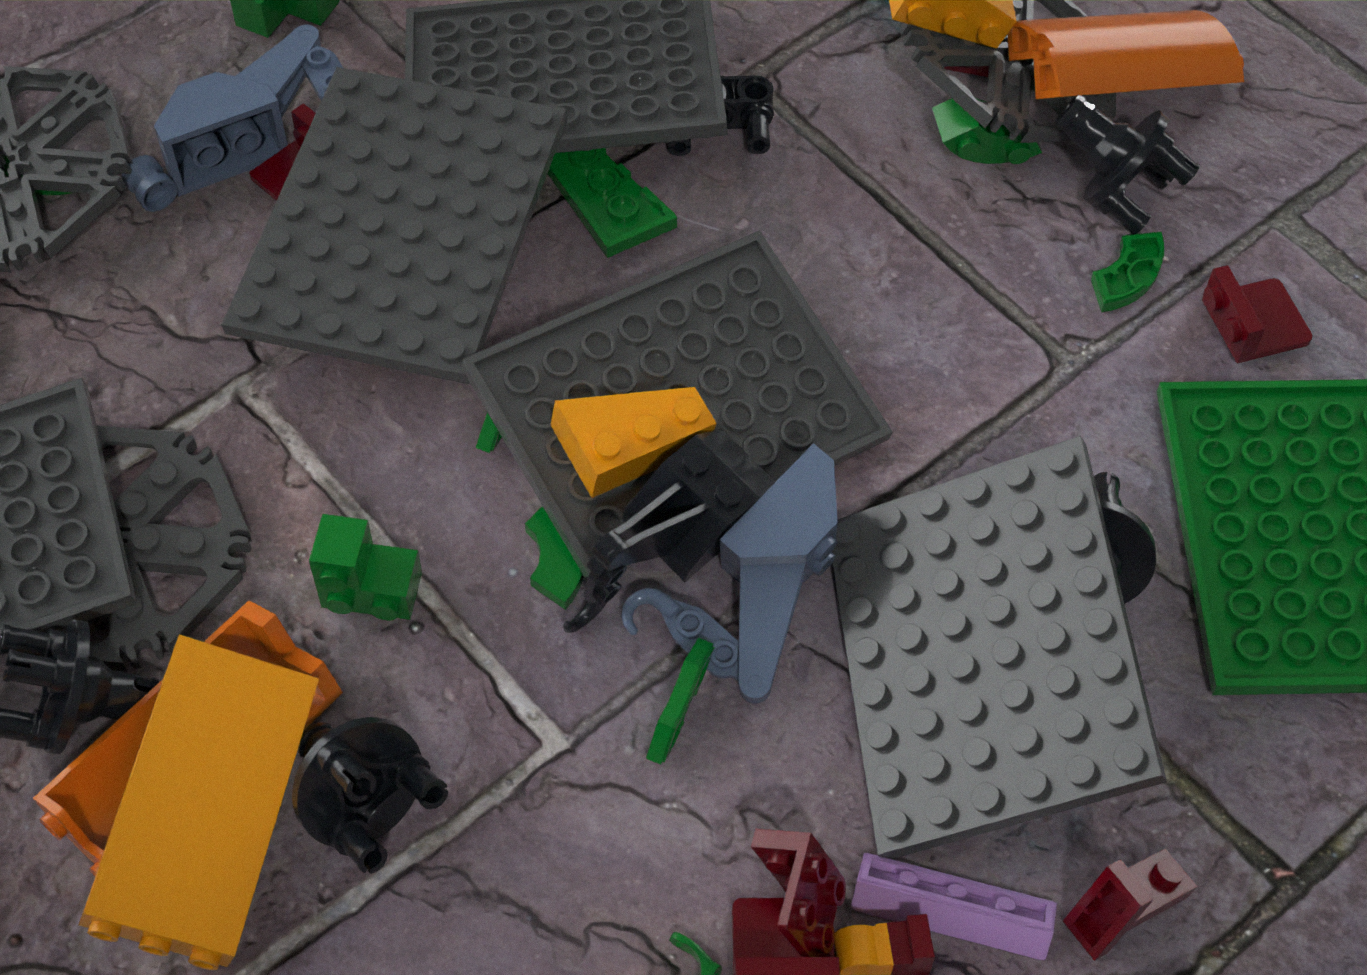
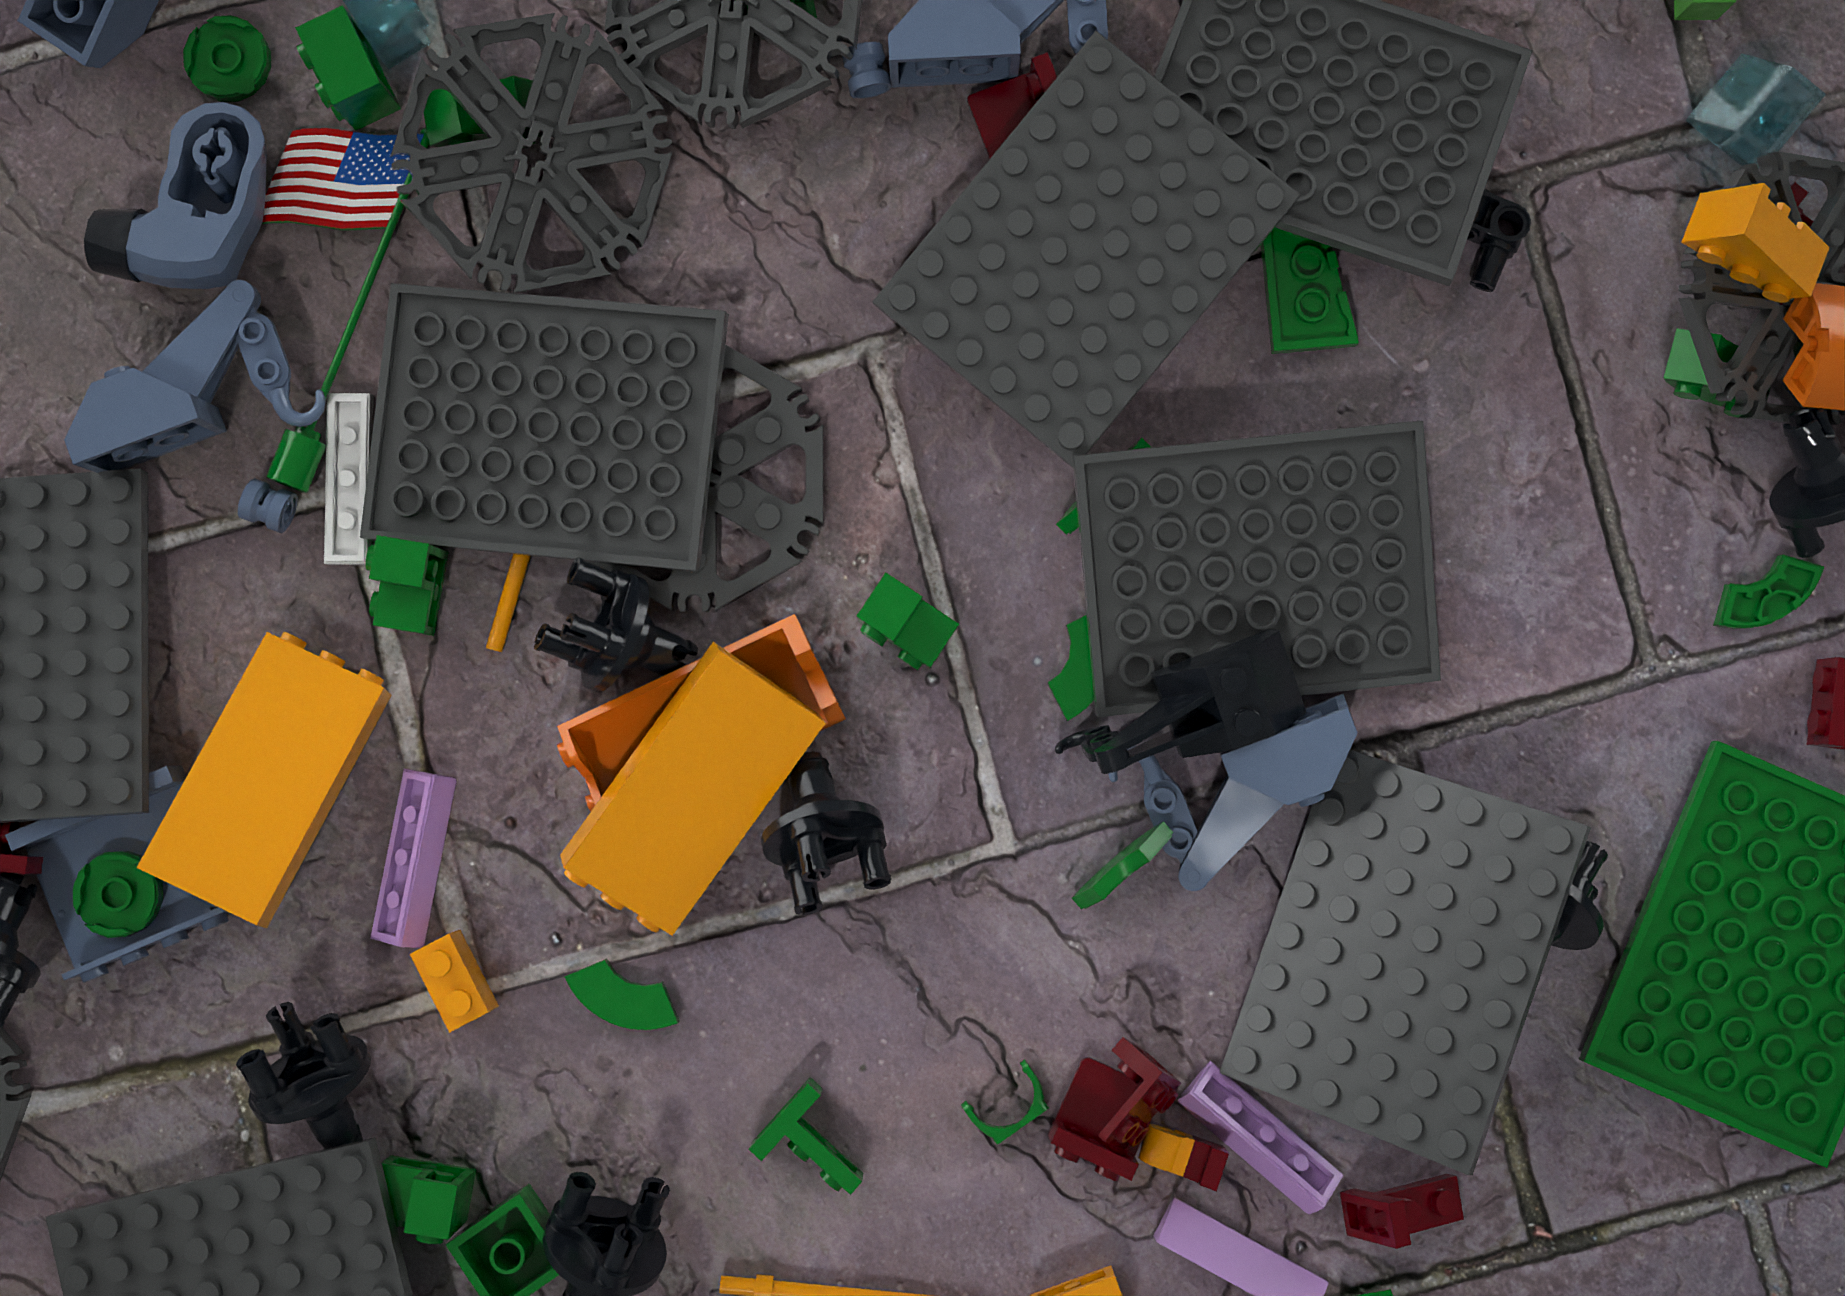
camera: 30 degrees right, 30 degrees up
(628, 433) = (1193, 608): light orange wedge -> none

